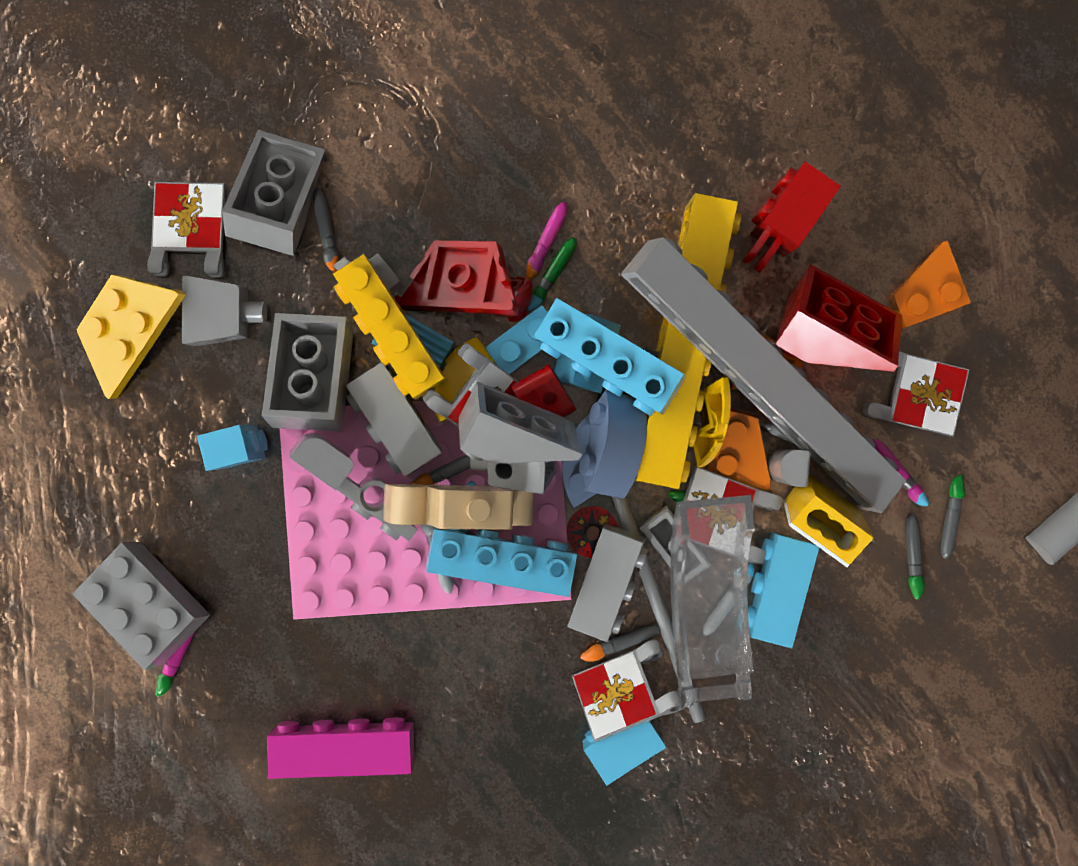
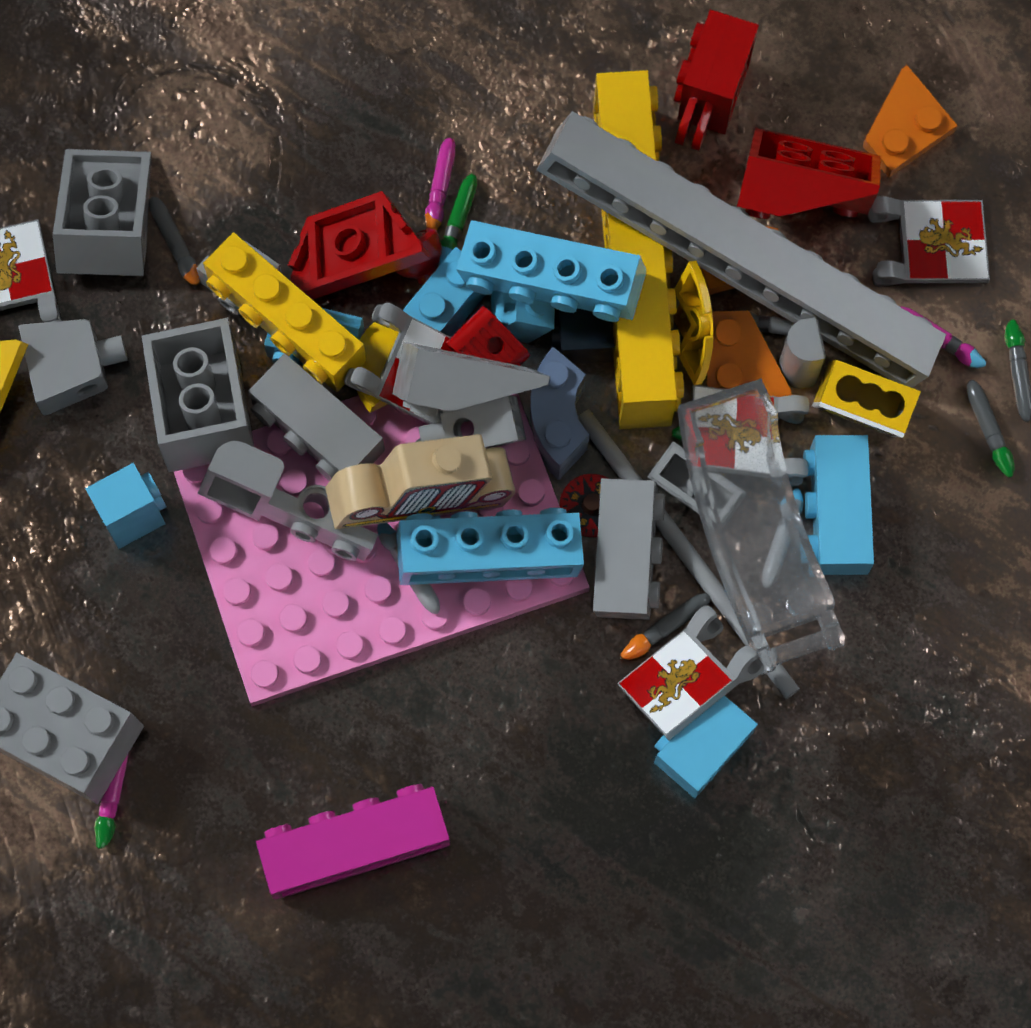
camera: 15 degrees left, 15 degrees down
(613, 445) = (585, 371): sand blue brick -> none

